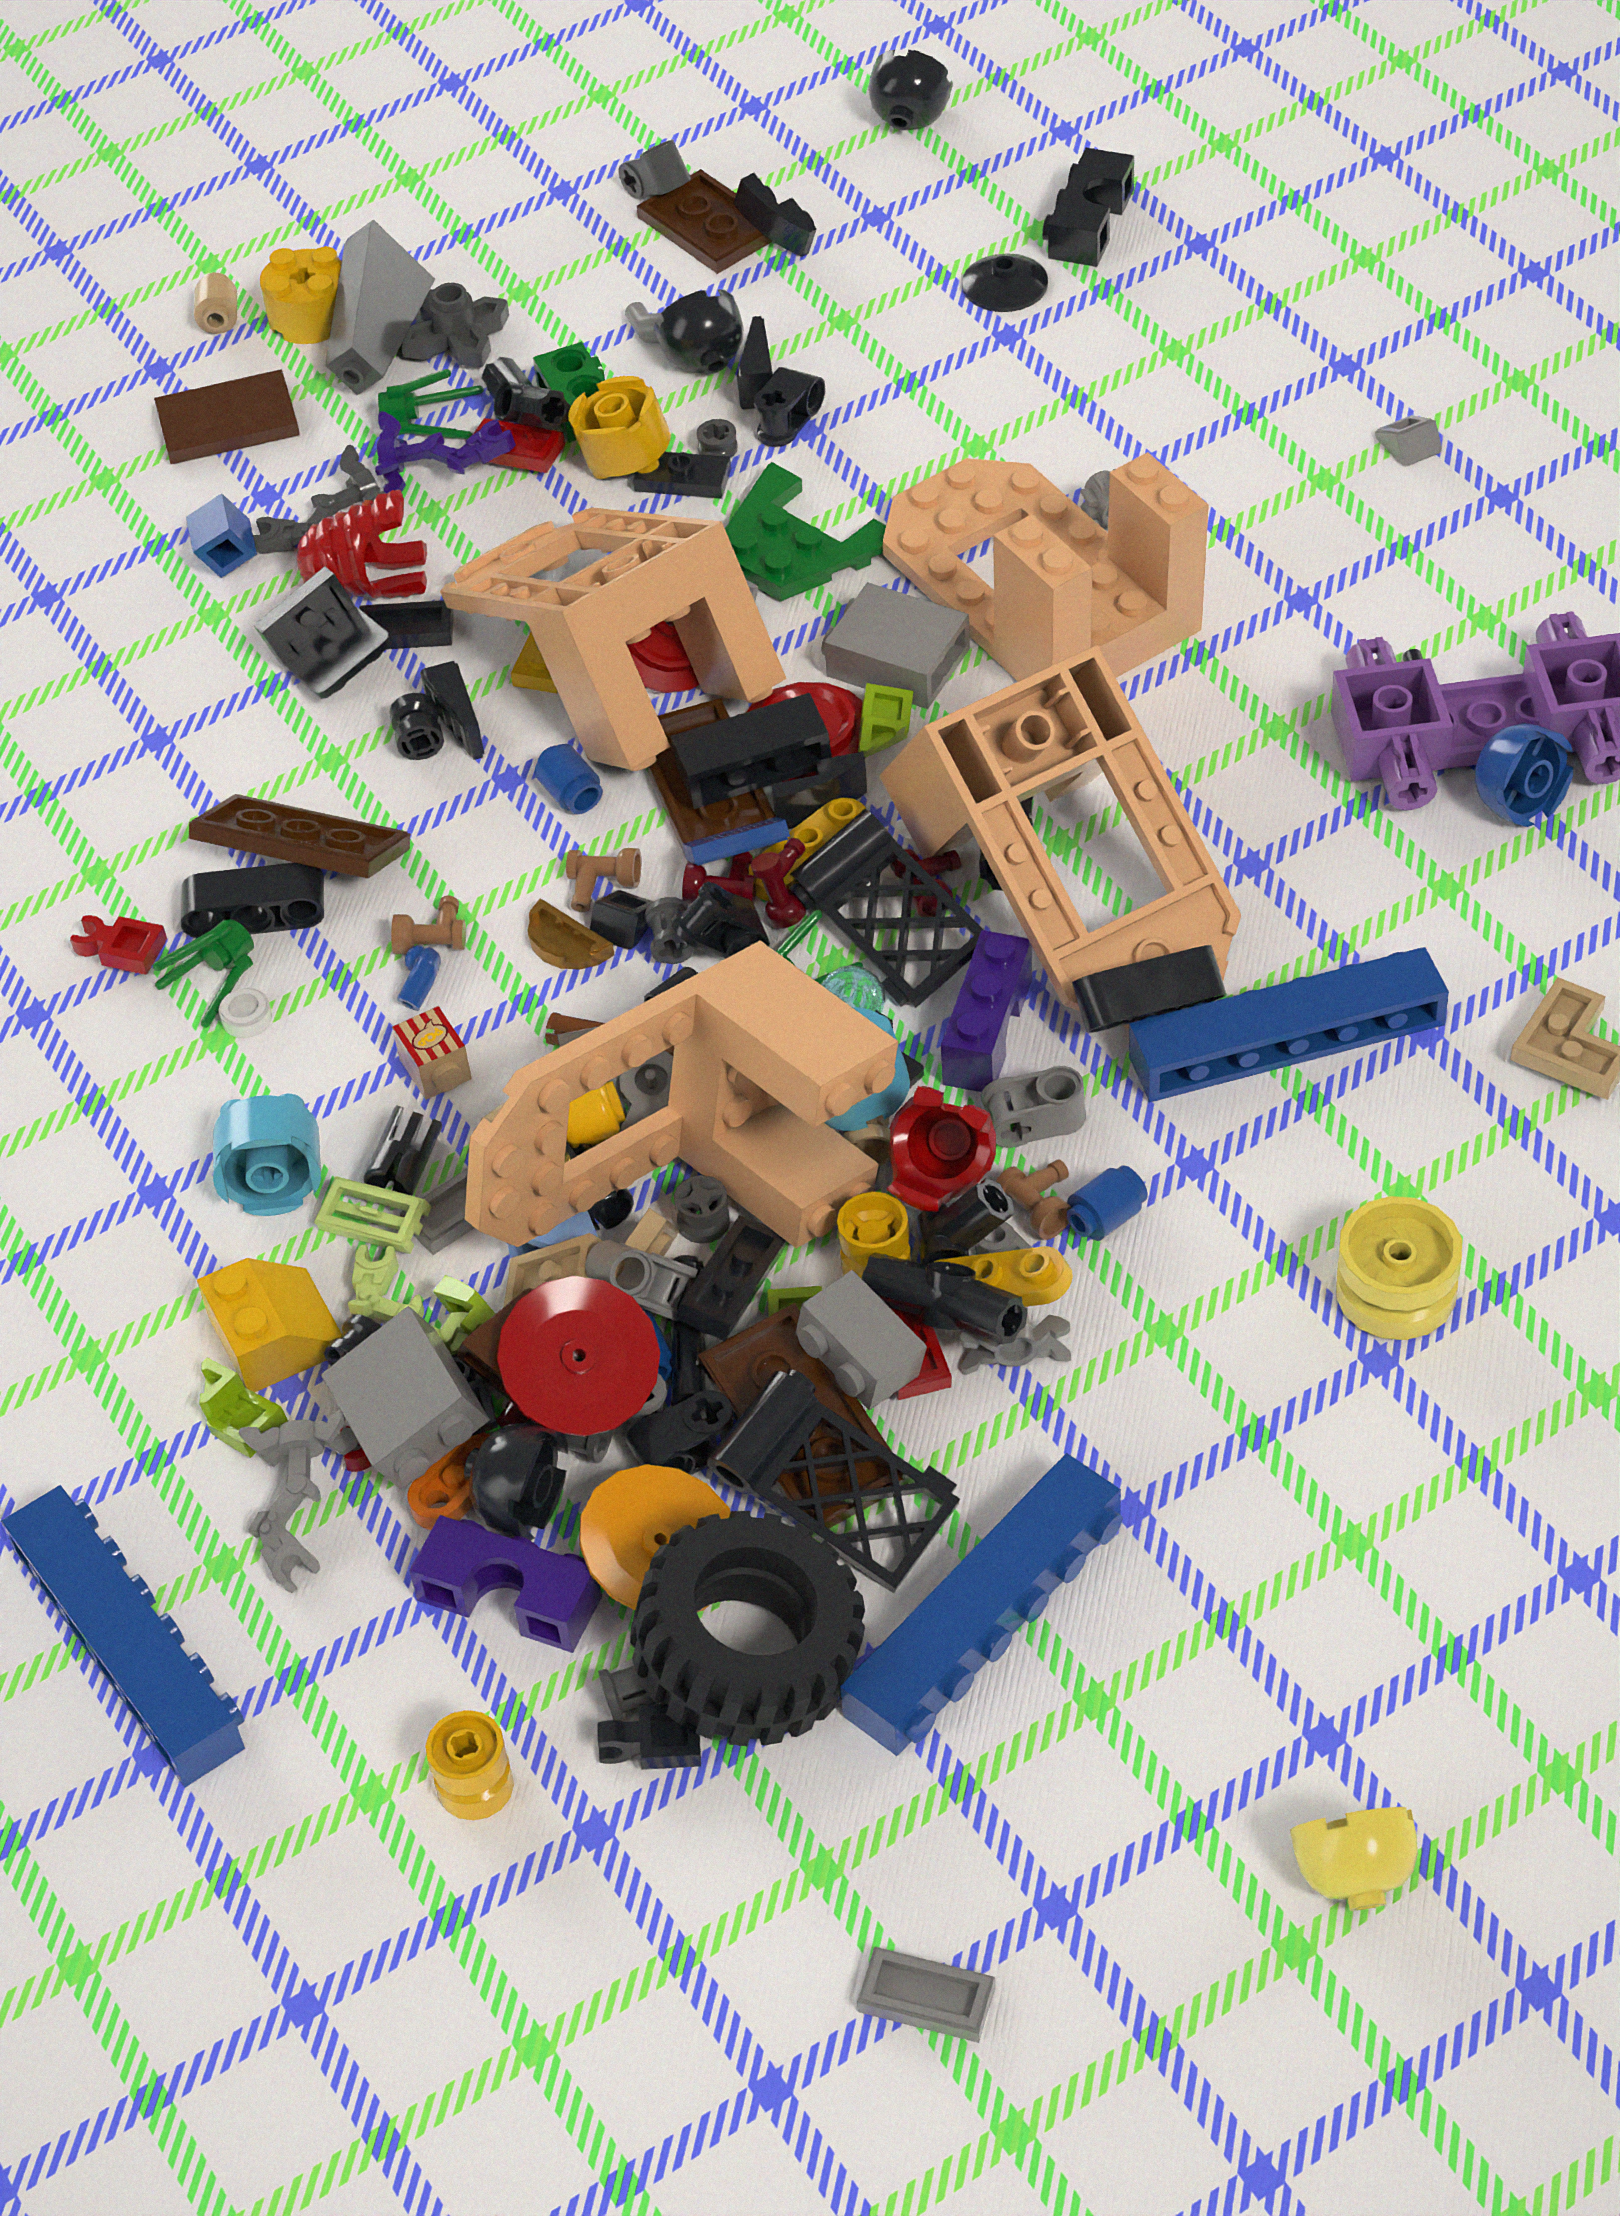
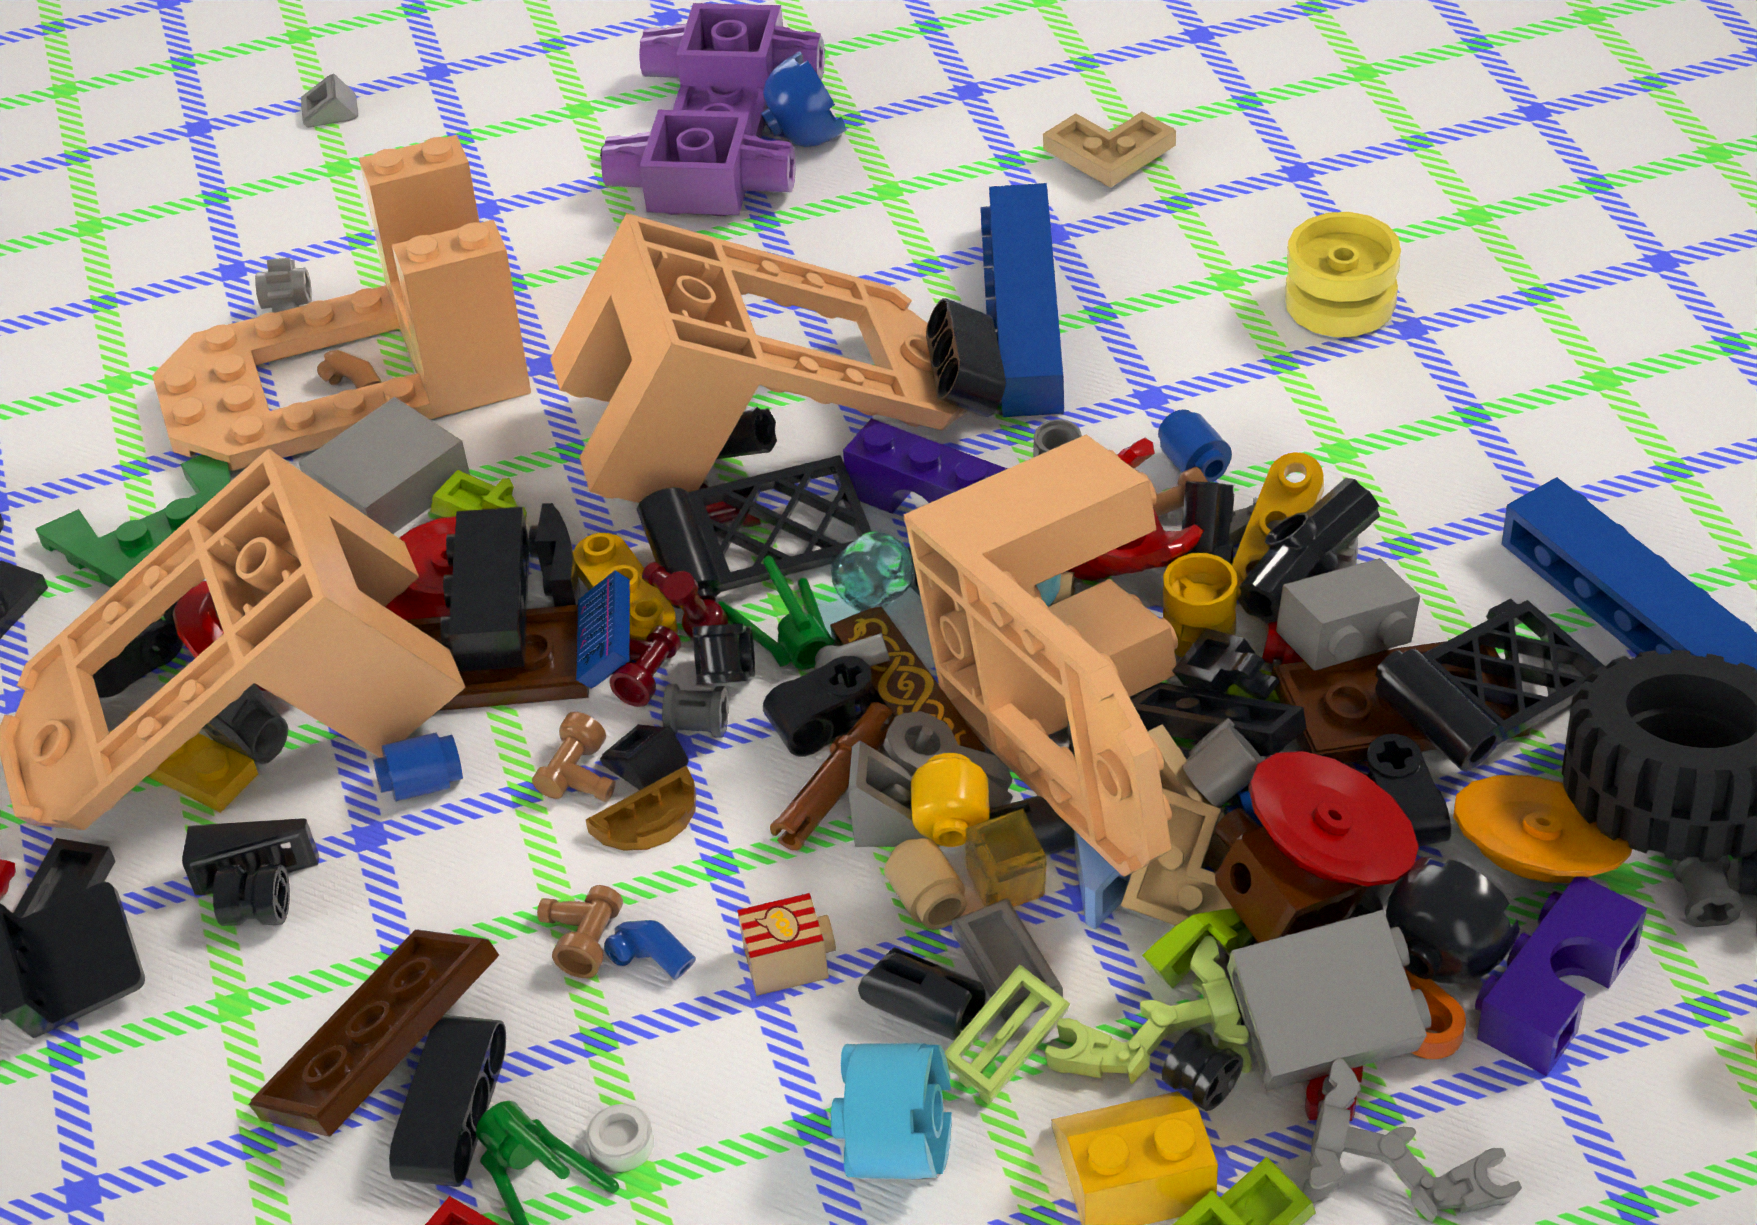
camera: 75 degrees left, 5 degrees down
(795, 1268) = (1223, 660): none -> black plate

